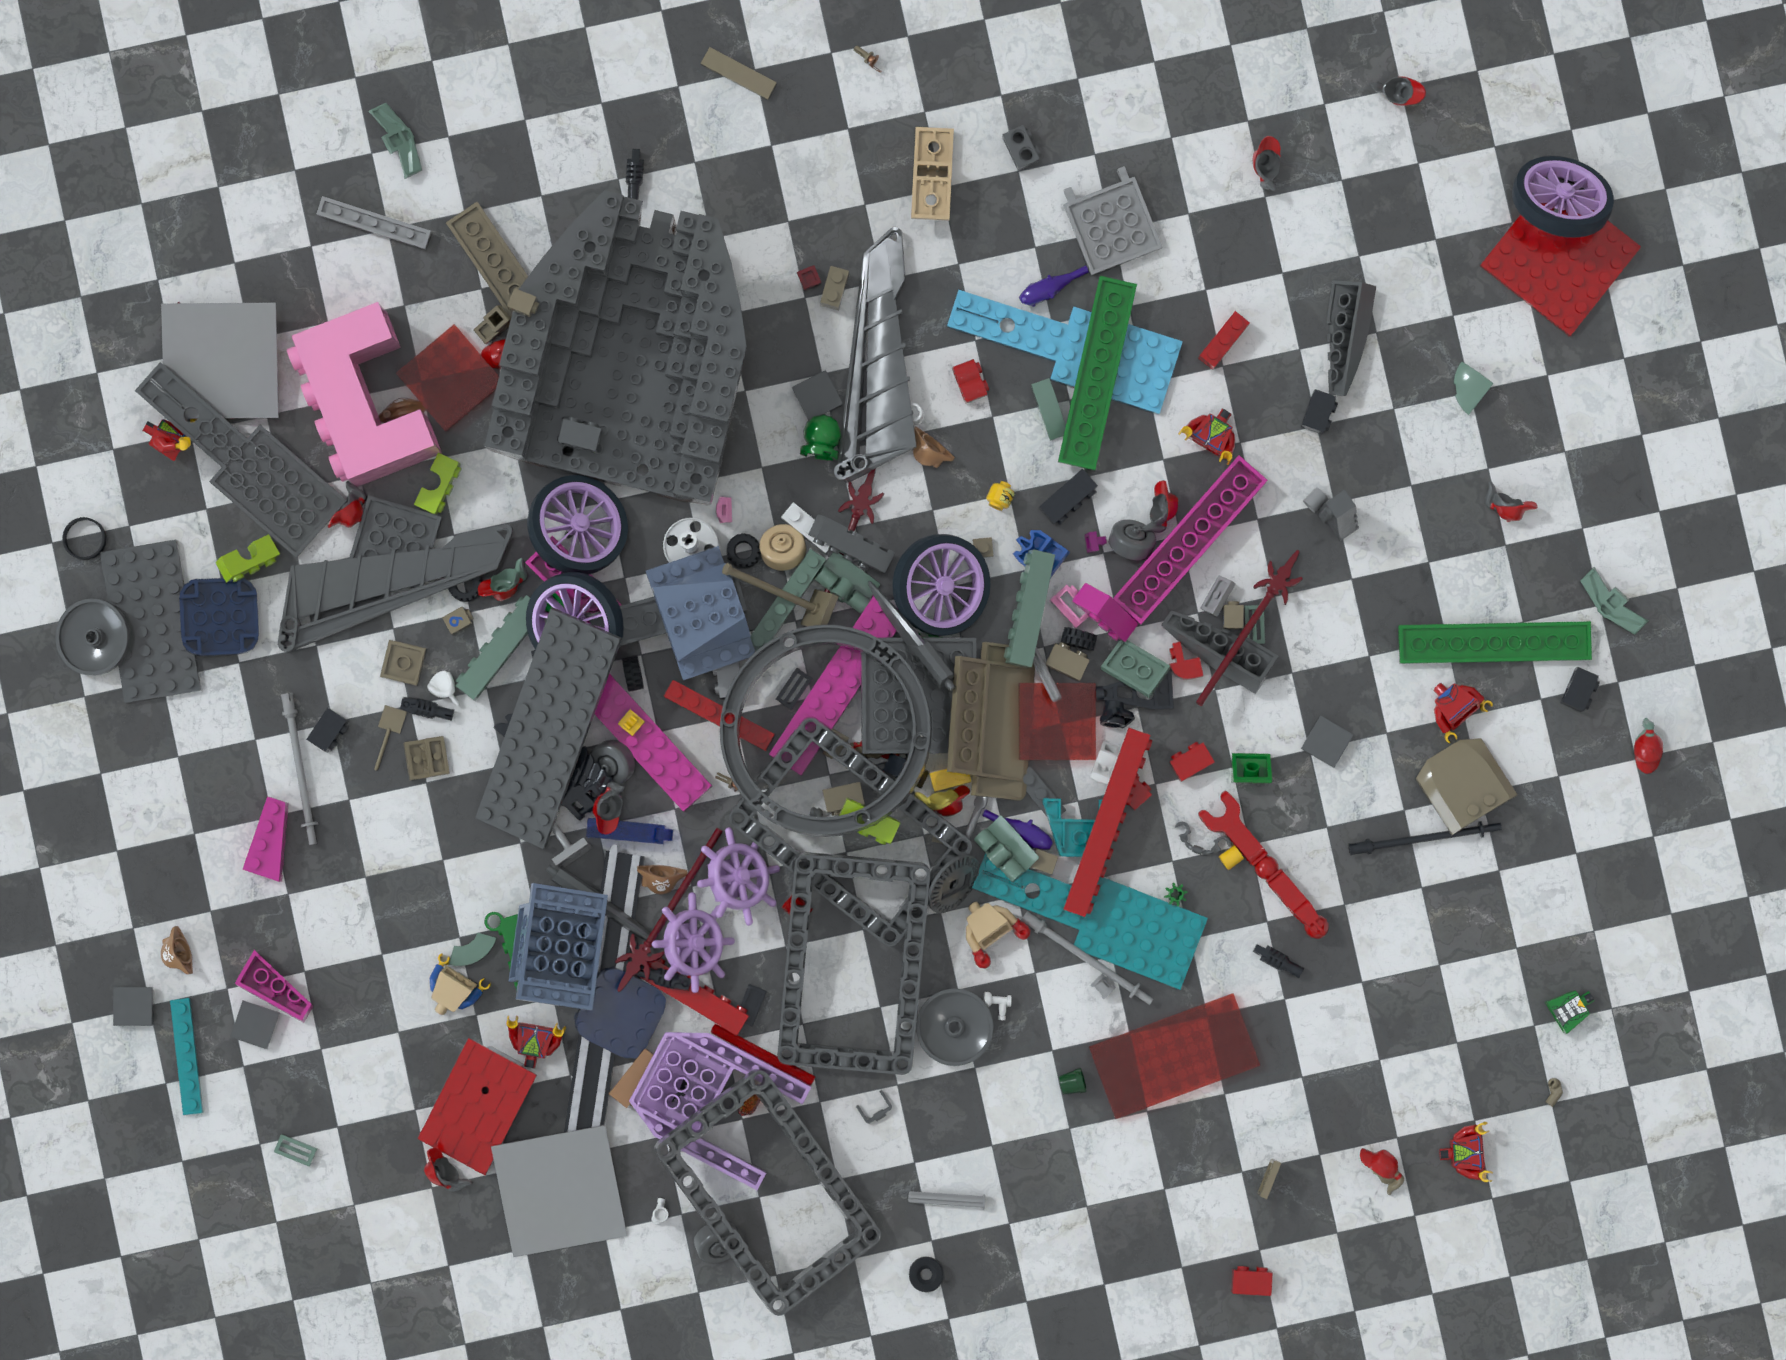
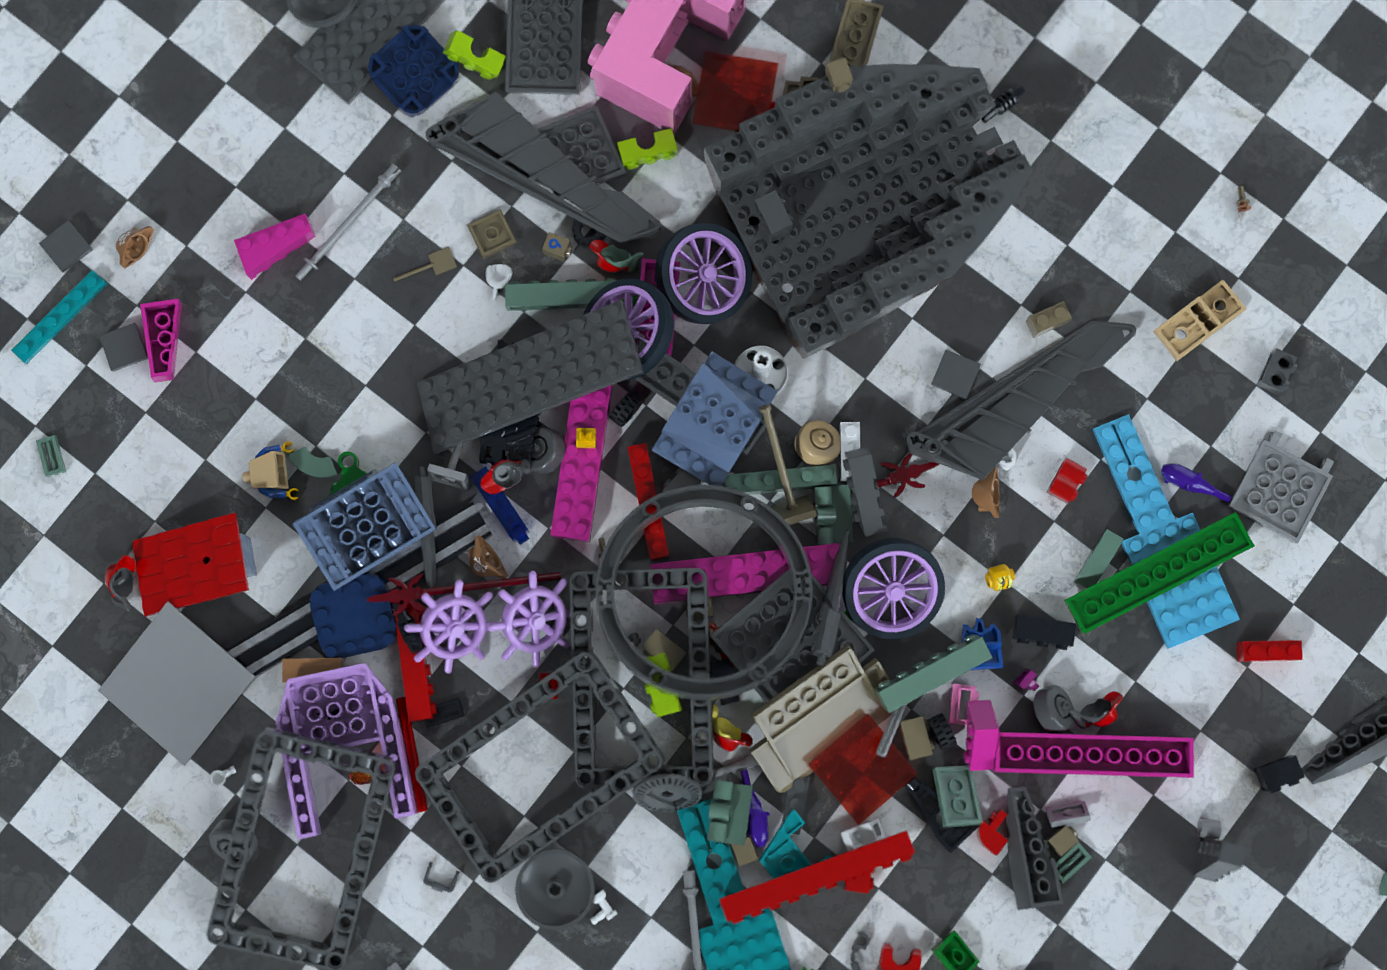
camera: 50 degrees right, 5 degrees down
(328, 730) = (393, 219): black brick -> none
(351, 510) = (574, 101): red hair -> none
(426, 708) = (470, 278): black hinge -> none
(426, 758) = (433, 309): dark tan slope -> none
(534, 1040) = (279, 566): torso -> none
(724, 510) = (809, 376): bright pink piece -> none
(731, 550) = (785, 405): black tyre -> none
(738, 73) = (1145, 117): dark tan tile -> none
(803, 675) = (717, 542): black tile -> none
(809, 277) = (1039, 294): dark red plate -> none
(821, 436) = (927, 402): green tile -> none
(943, 780) = (742, 717): yellow brick -> none
(985, 546) = (950, 598): dark tan plate -> none
(987, 926) = (658, 849): tan torso -> none
(1114, 715) = (906, 810): black piece -> none
(1191, 761) = (921, 903): red brick -> none
(1212, 434) = (1189, 703): torso -> none
(1277, 583) = (1117, 853): dark red piece -> none

